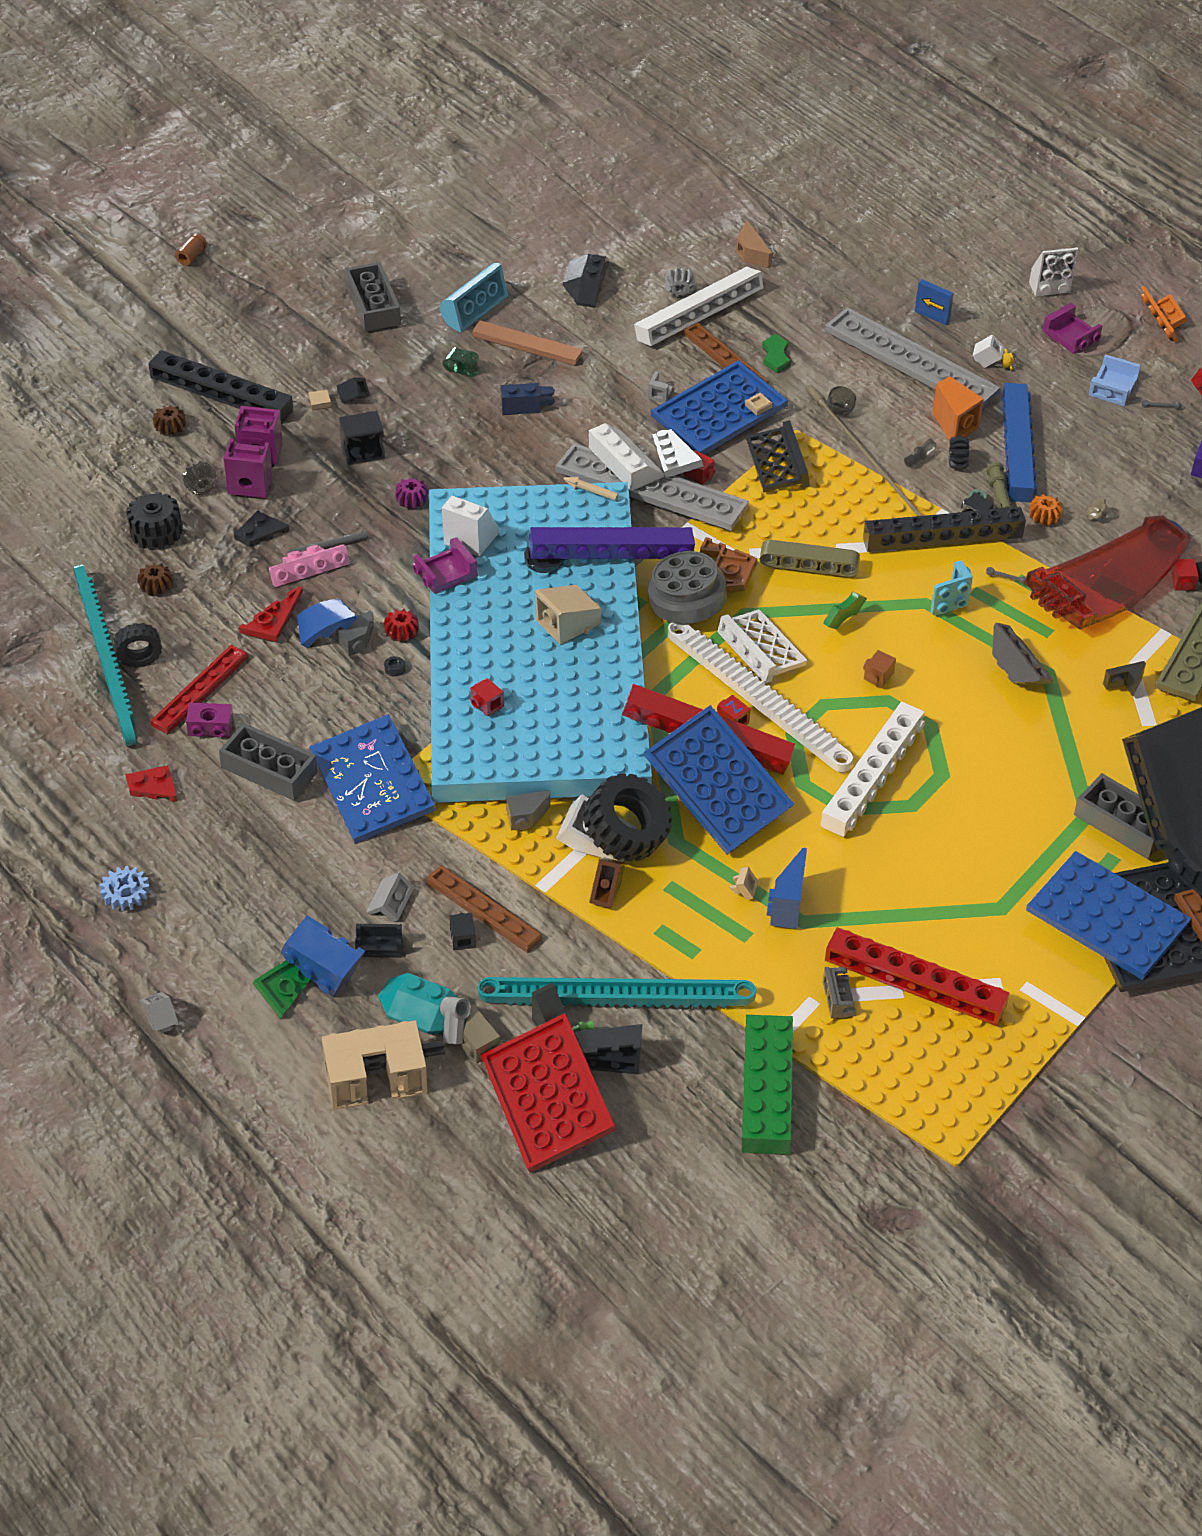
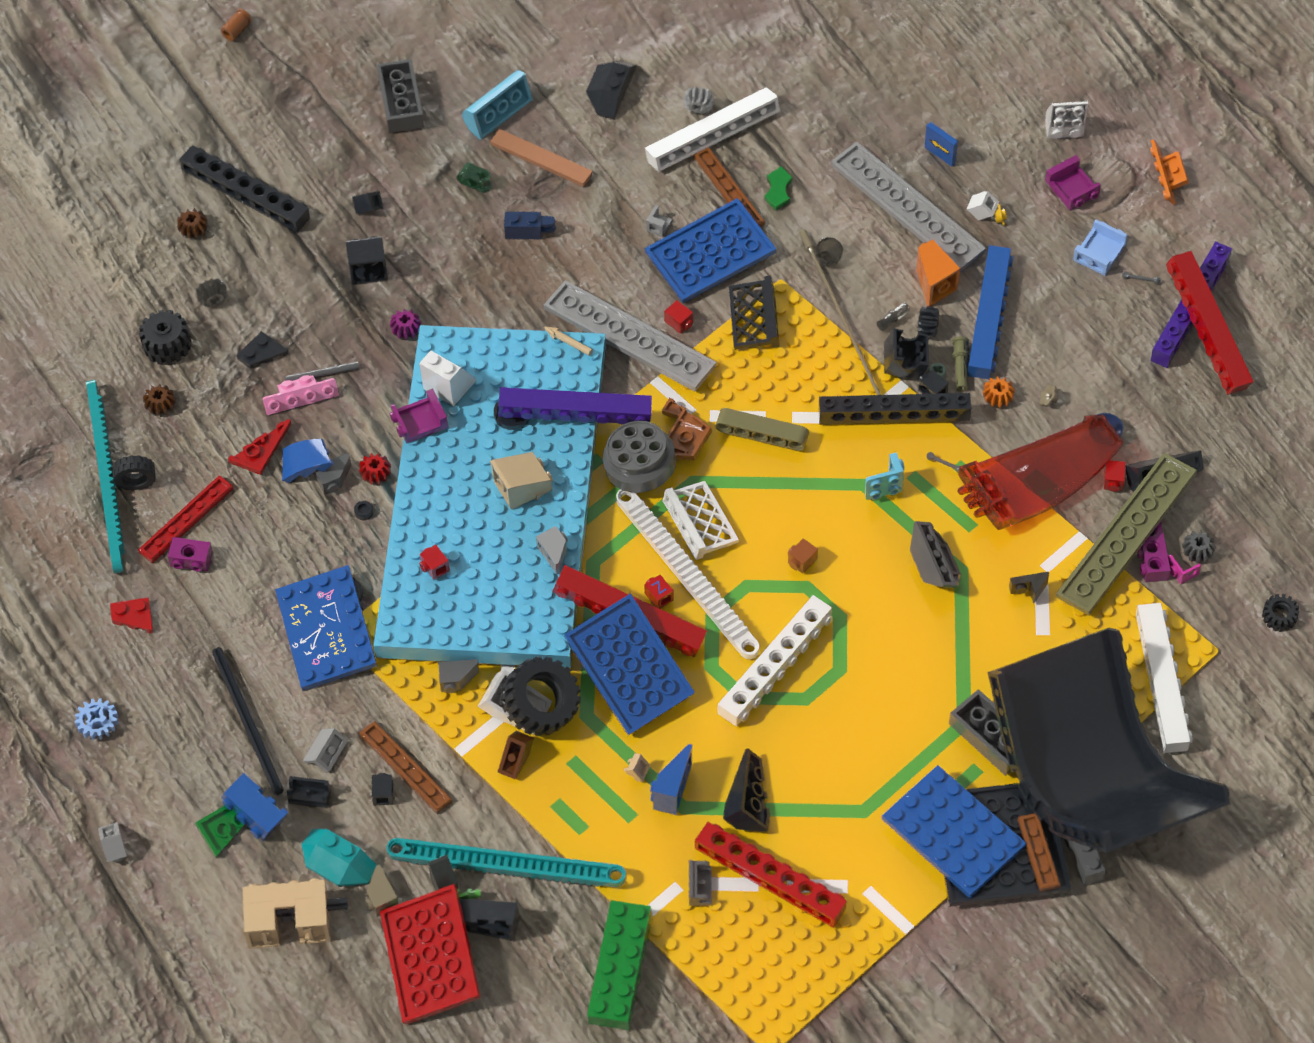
camera: 10 degrees right, 10 degrees up
(256, 448) = (269, 258): magenta piece -> none
(268, 761) = (235, 603): dark grey brick -> none
(295, 873) = (247, 721): none -> black axle
(319, 399) = (335, 209): tan tile -> none
(455, 1012) = (362, 872): light grey piece -> none
(614, 673) = (553, 547): none -> light grey slope
(623, 456) = (608, 302): white slope -> none
(675, 454) = (656, 303): wing -> none
(753, 247) = (778, 61): medium nougat slope -> none
(758, 404) = (746, 251): tan tile -> none
(846, 609) = (783, 490): green tile -> none
(872, 904) = (746, 799): none -> black wedge
(944, 484) = (906, 356): none -> black piece

